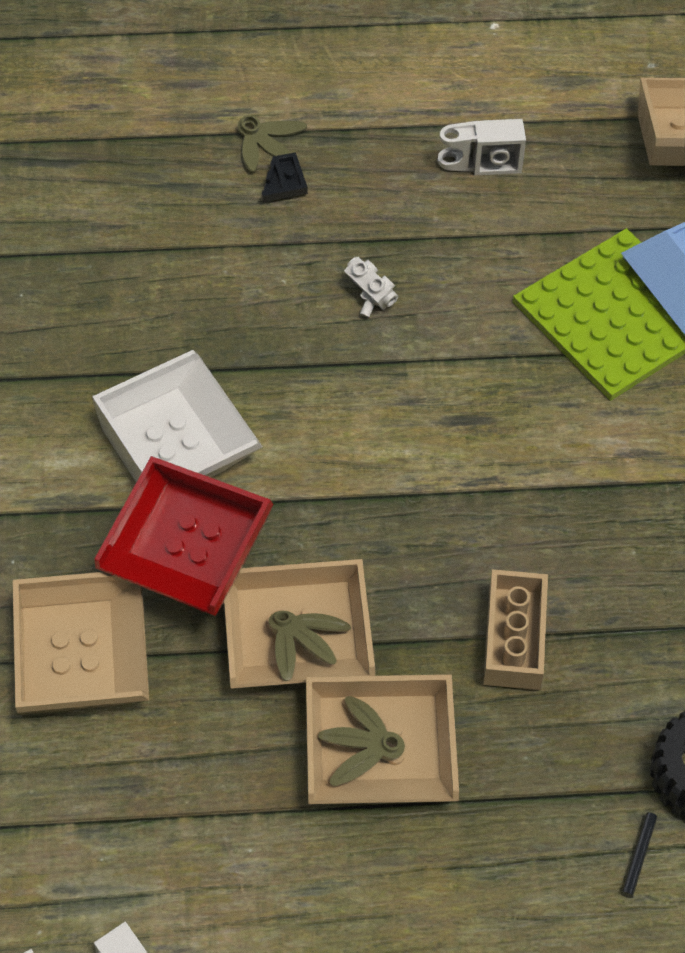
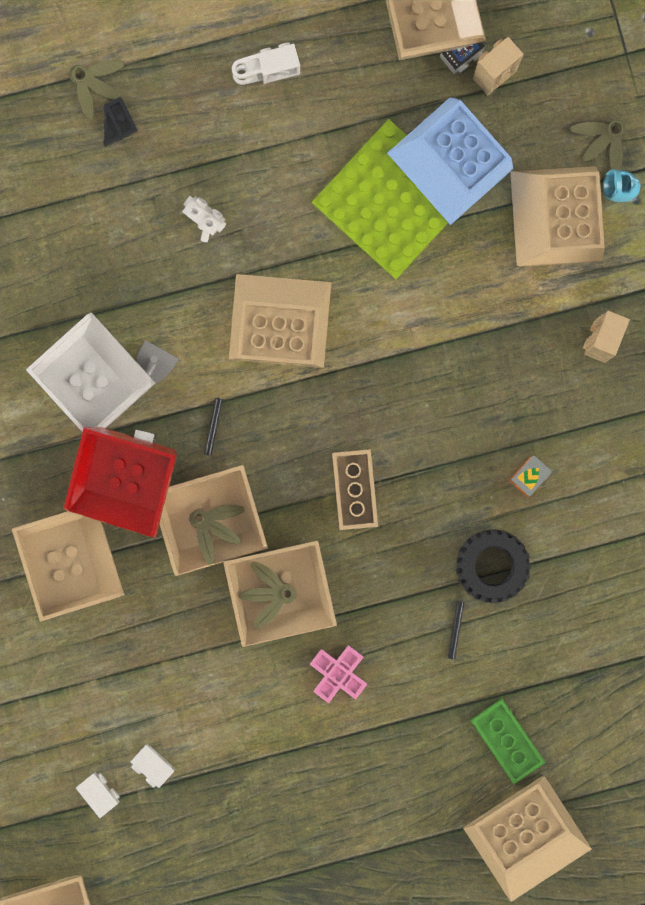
camera: 15 degrees left, 30 degrees up
(272, 436) = (155, 361): none -> light grey shield
(328, 524) = (213, 426): none -> black bar
(446, 419) = (279, 321): none -> tan piece
(447, 881) = (338, 674): none -> bright pink plate

